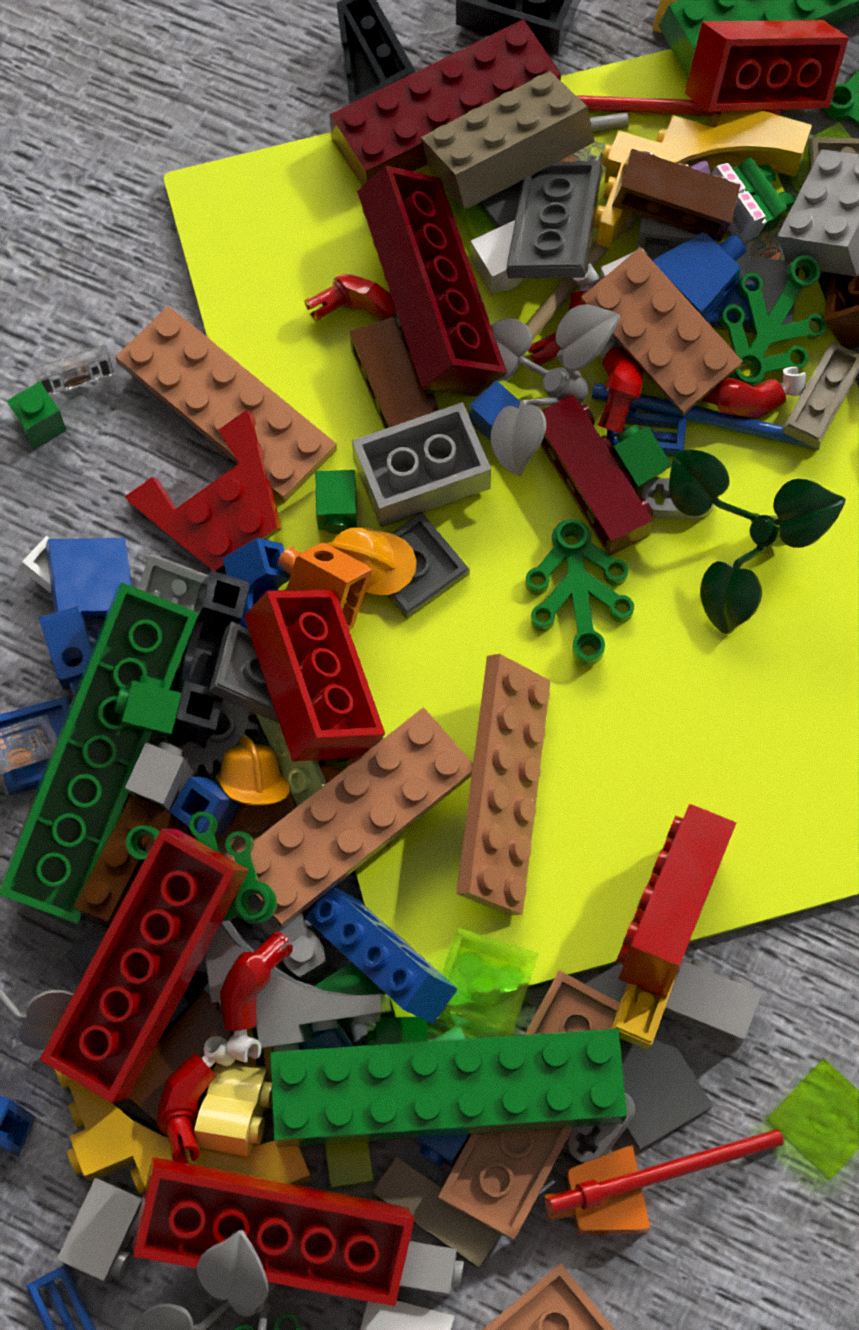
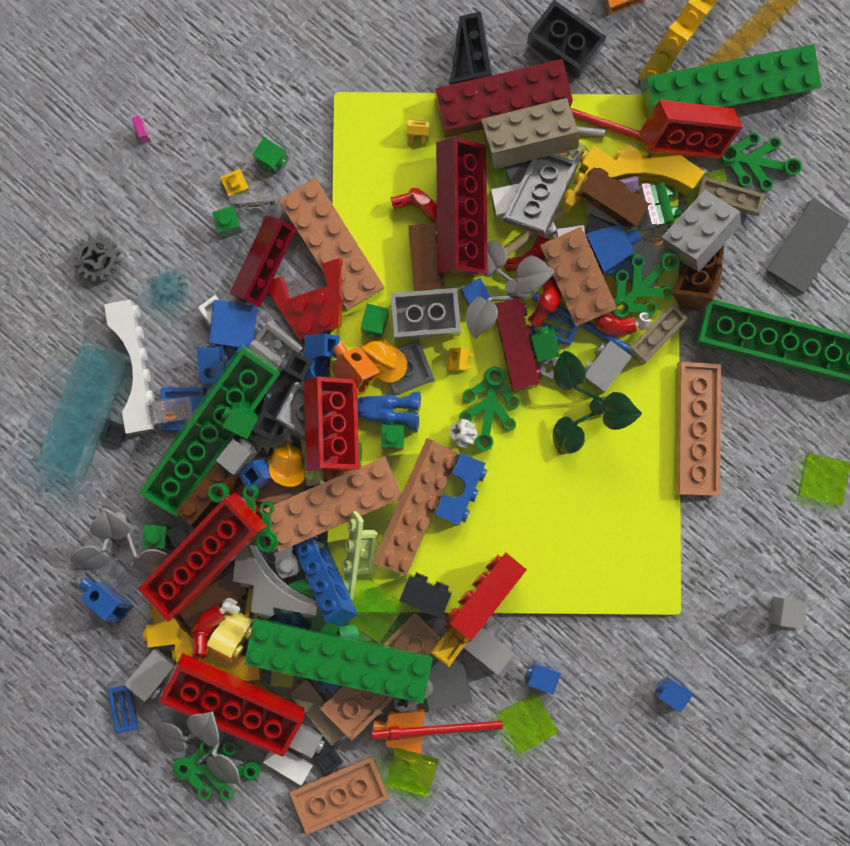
camera: 15 degrees right, 15 degrees up
(30, 352) = (234, 183): none -> yellow tile
(47, 970) = (156, 537): none -> green brick
(82, 295) = (270, 156): none -> green brick
(115, 459) = (262, 261): none -> dark red brick
(240, 991) = (249, 581): red arm -> none
(320, 187) = (418, 128): none -> yellow tile
(391, 643) = (380, 410): none -> blue piece
(426, 680) = (392, 437): none -> green brick
(427, 886) = (360, 552): none -> yellowish green bracket
(479, 1297) = (328, 759): none -> black tile
(500, 524) = (458, 359): none -> yellow tile
(547, 640) = (463, 433): none -> white gear
(570, 771) = (454, 508): none -> blue arch
(570, 928) = (426, 595): none -> black brick
(643, 1268) = (411, 772): none -> clear neon green tile
(756, 466) = (606, 366): none -> light grey brick
(826, 1025) = (542, 677): none -> blue brick

